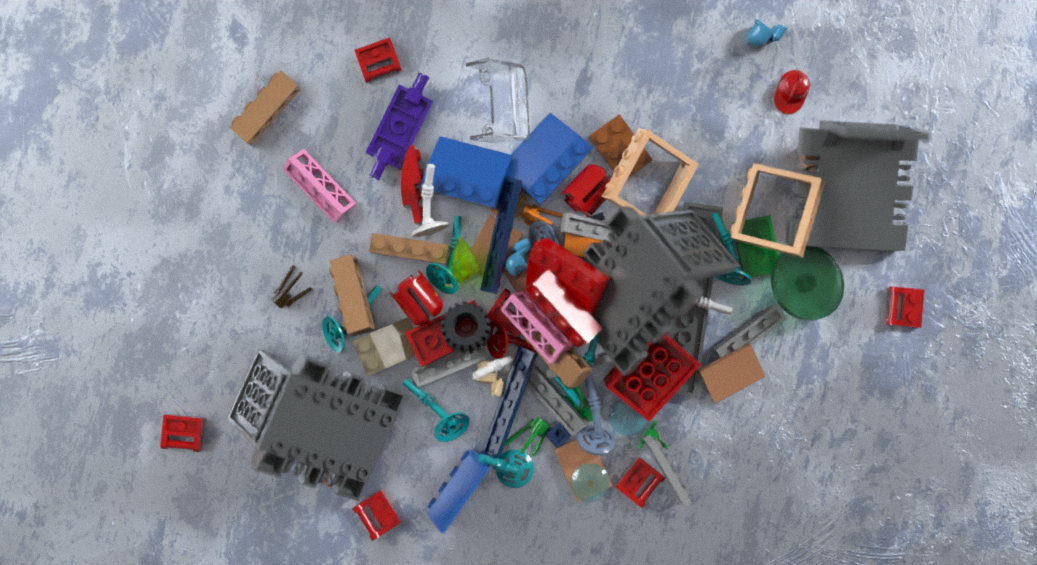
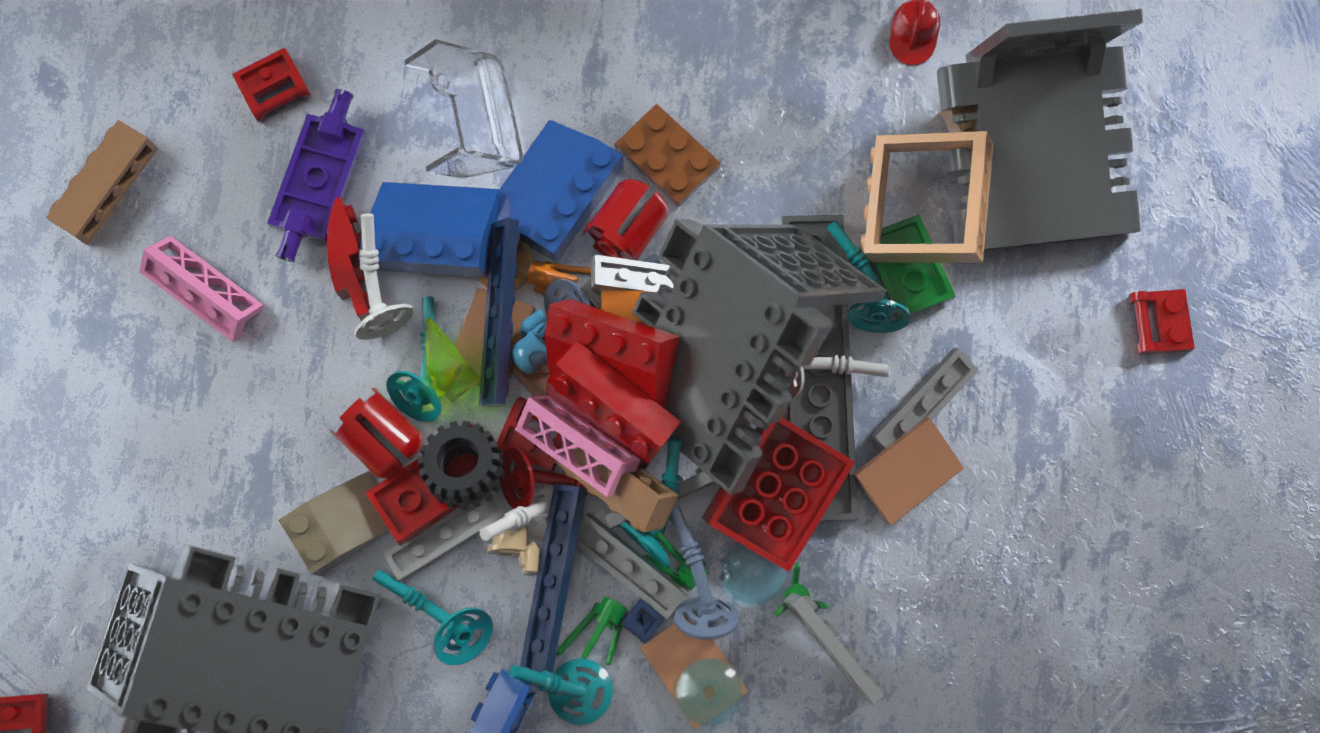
camera: 10 degrees left, 10 degrees down
(282, 296) = (158, 470): dark brown plant -> none
(336, 331) = (254, 512): teal dish -> none
(352, 295) = (270, 448): medium nougat brick -> none
(409, 248) = (354, 359): medium nougat brick -> none
(630, 156) = (681, 154): light nougat window -> none
(635, 478) = (783, 673): red plate -> none
(807, 285) = (999, 308): clear green dish -> none

